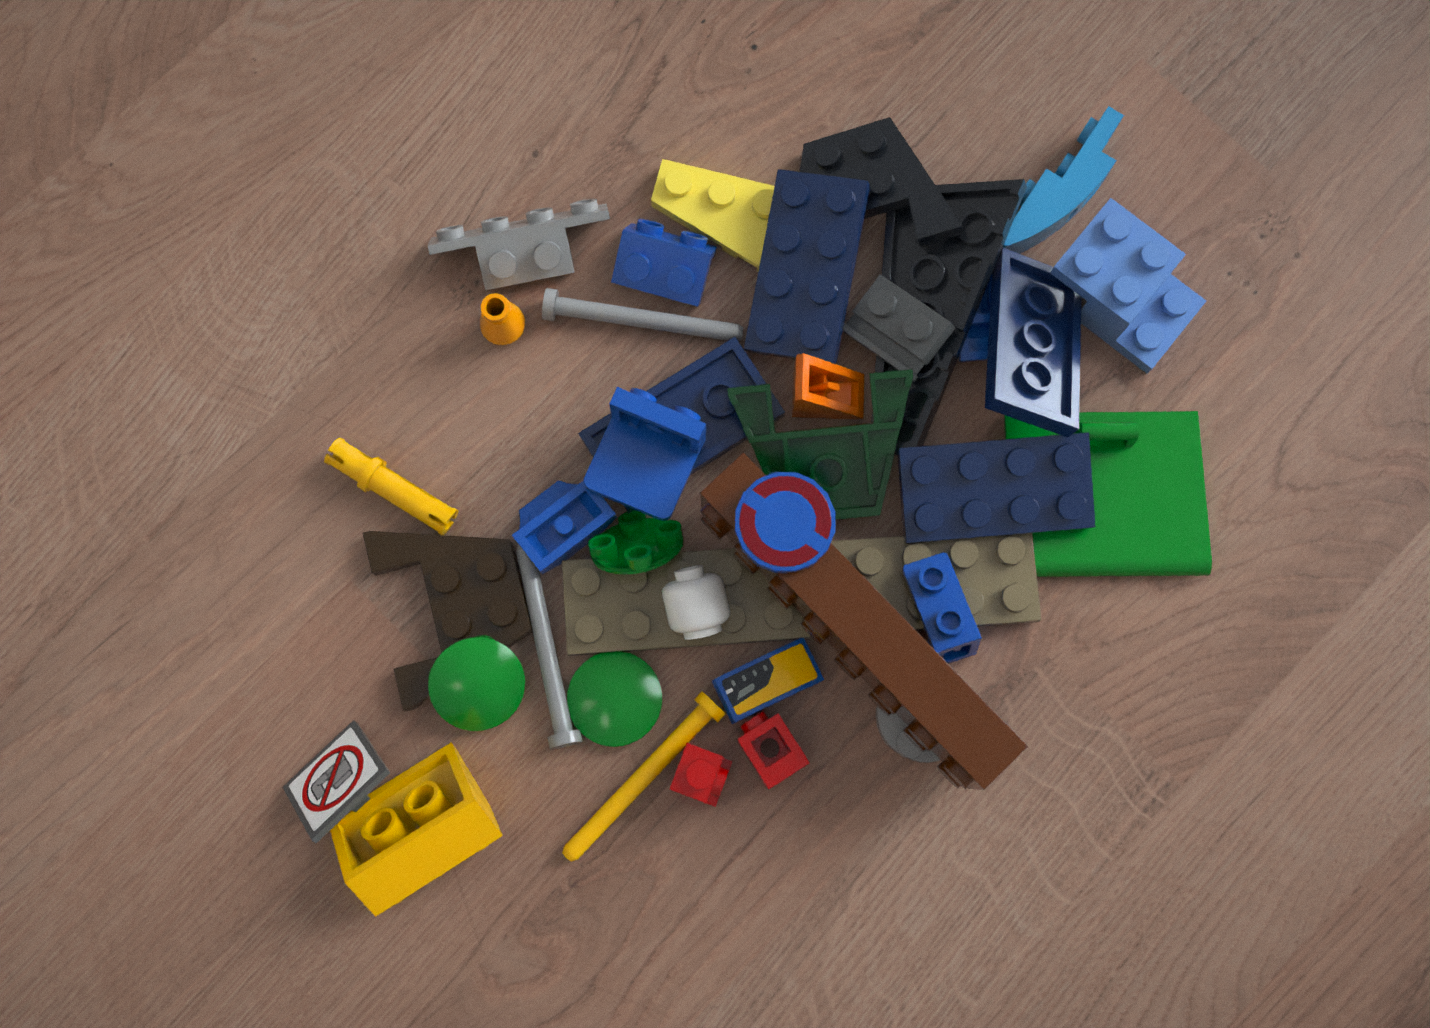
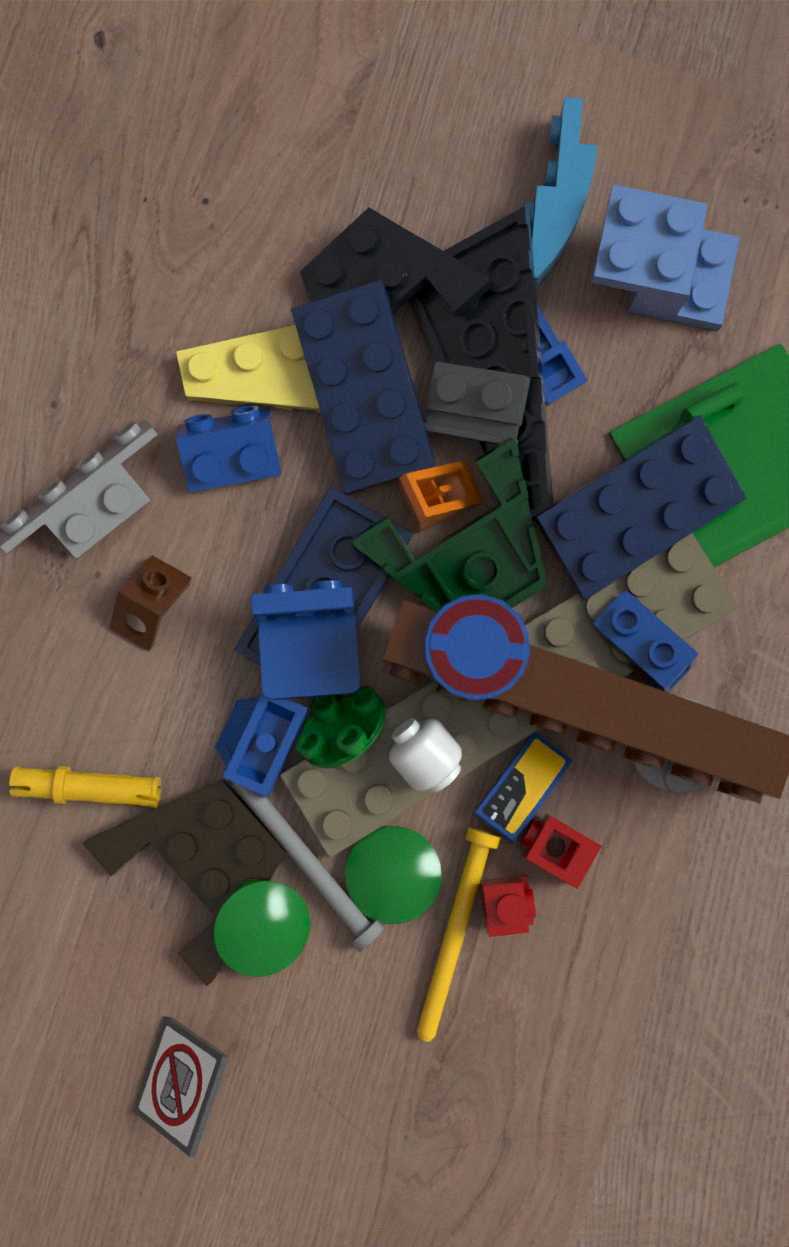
camera: 25 degrees left, 5 degrees up
(413, 830) = (275, 1090): yellow slope -> none
(501, 320) = (115, 578): light orange cone -> none
(529, 352) = (148, 597): none -> reddish brown bracket
(556, 305) = (230, 513): light grey bar -> none
(1033, 345) = (610, 359): dark blue plate -> none

